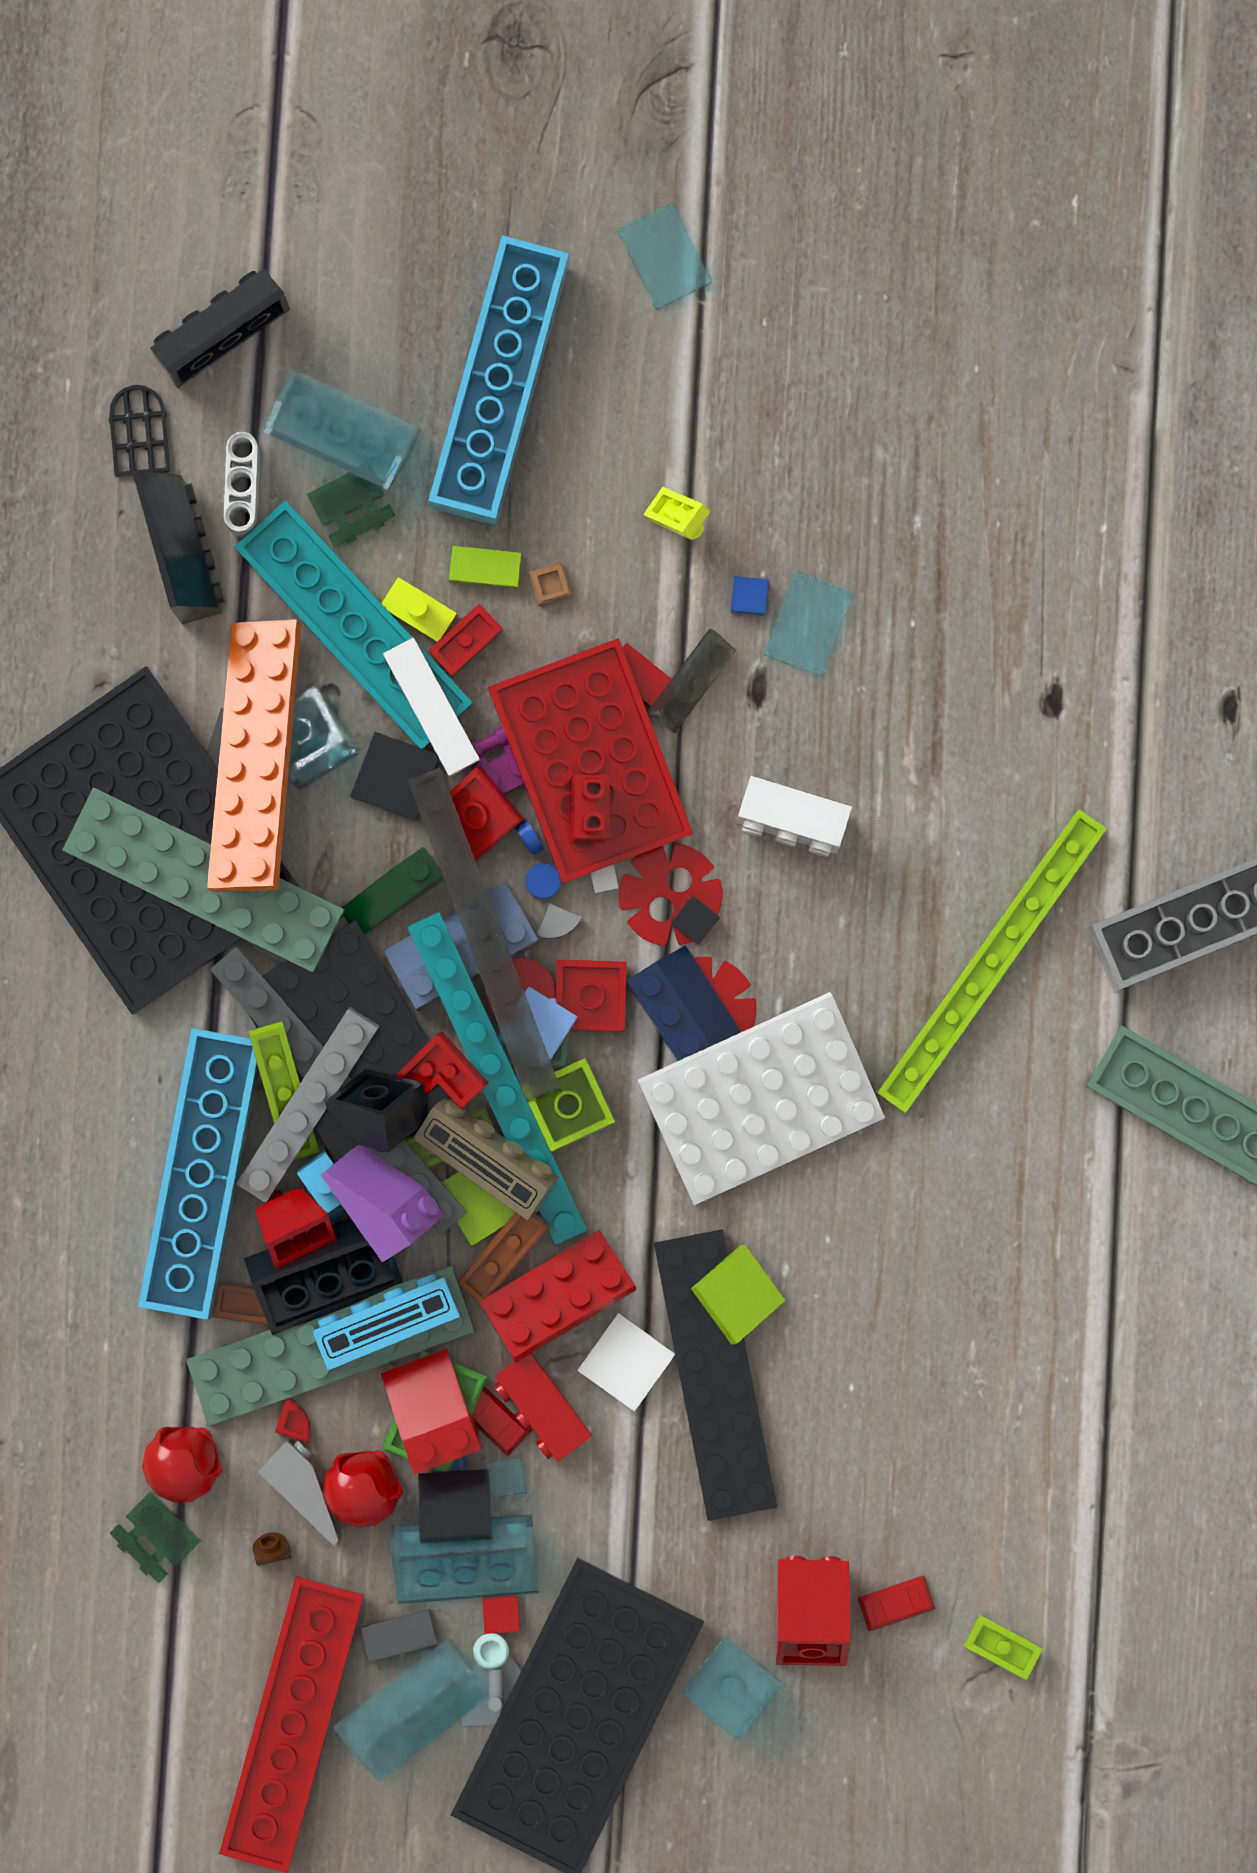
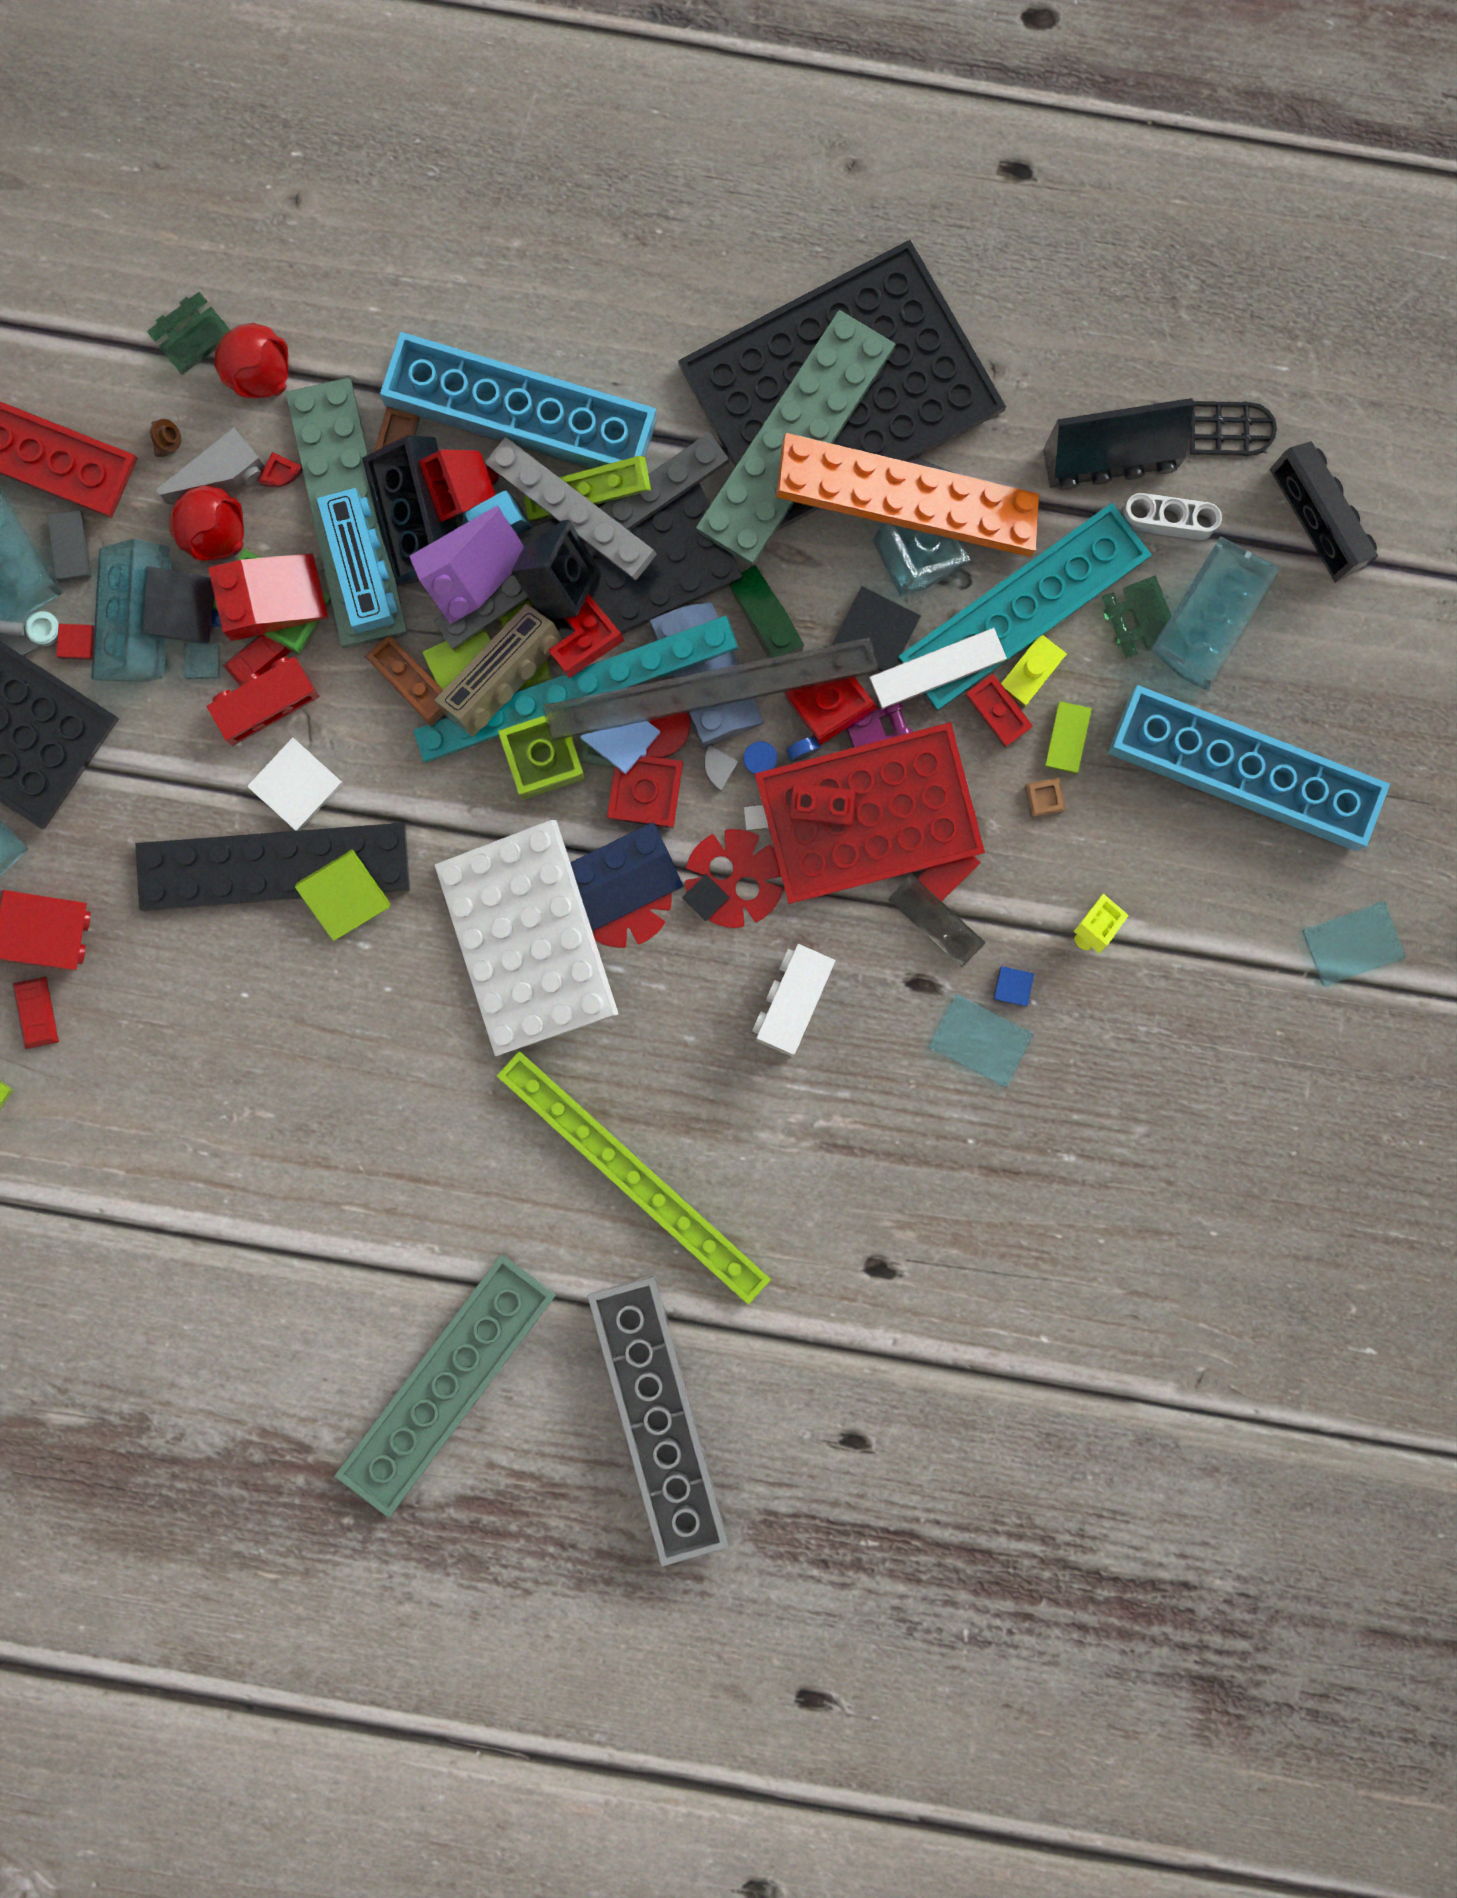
camera: 90 degrees right, 0 degrees up
(557, 1296) = (363, 724): red plate -> none

